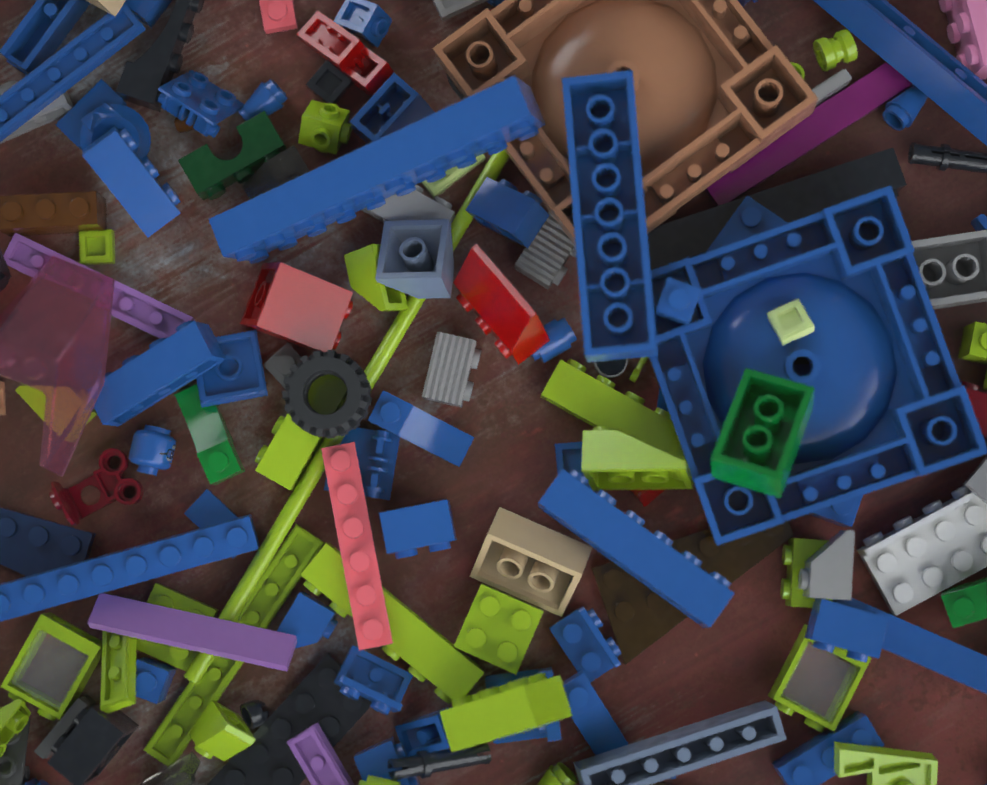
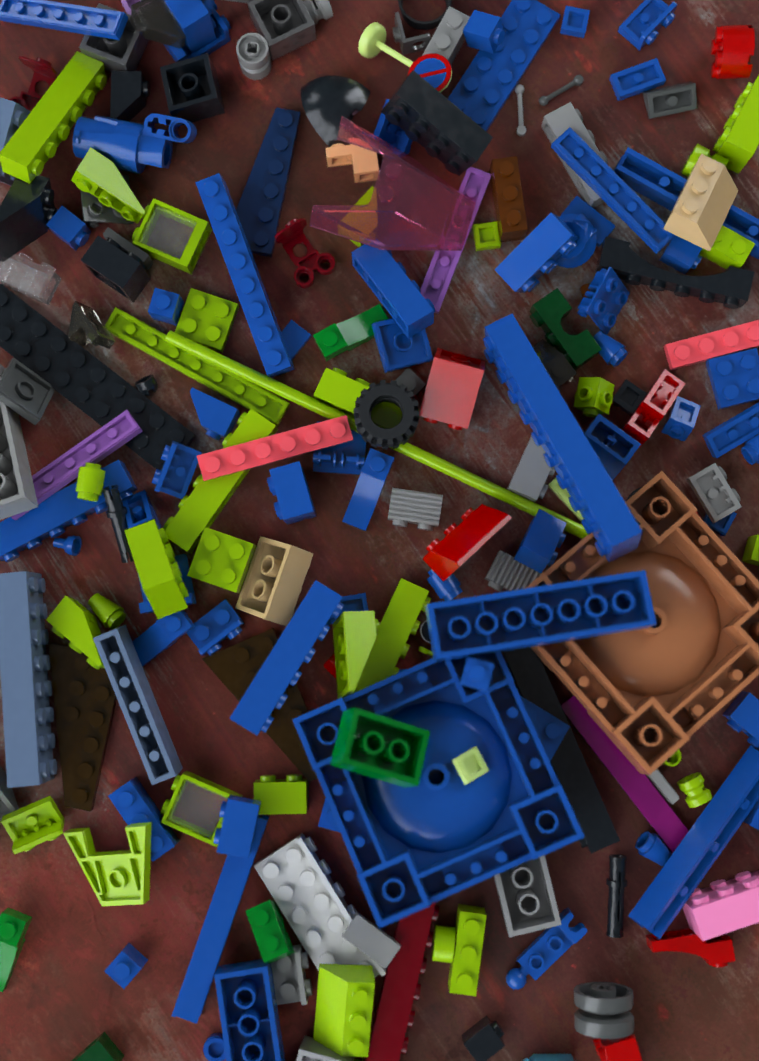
camera: 85 degrees right, 0 degrees up
(118, 672) = (178, 281): lime tile -> none
(152, 449) = (336, 291): blue head -> none
(193, 631) = (202, 333): medium lavender tile -> none
(220, 732) = (130, 361): lime slope -> none
(361, 272) = (481, 446): lime slope -> none
(417, 258) = (497, 474): sand blue slope -> none
(830, 569) = (283, 810): light grey slope -> none

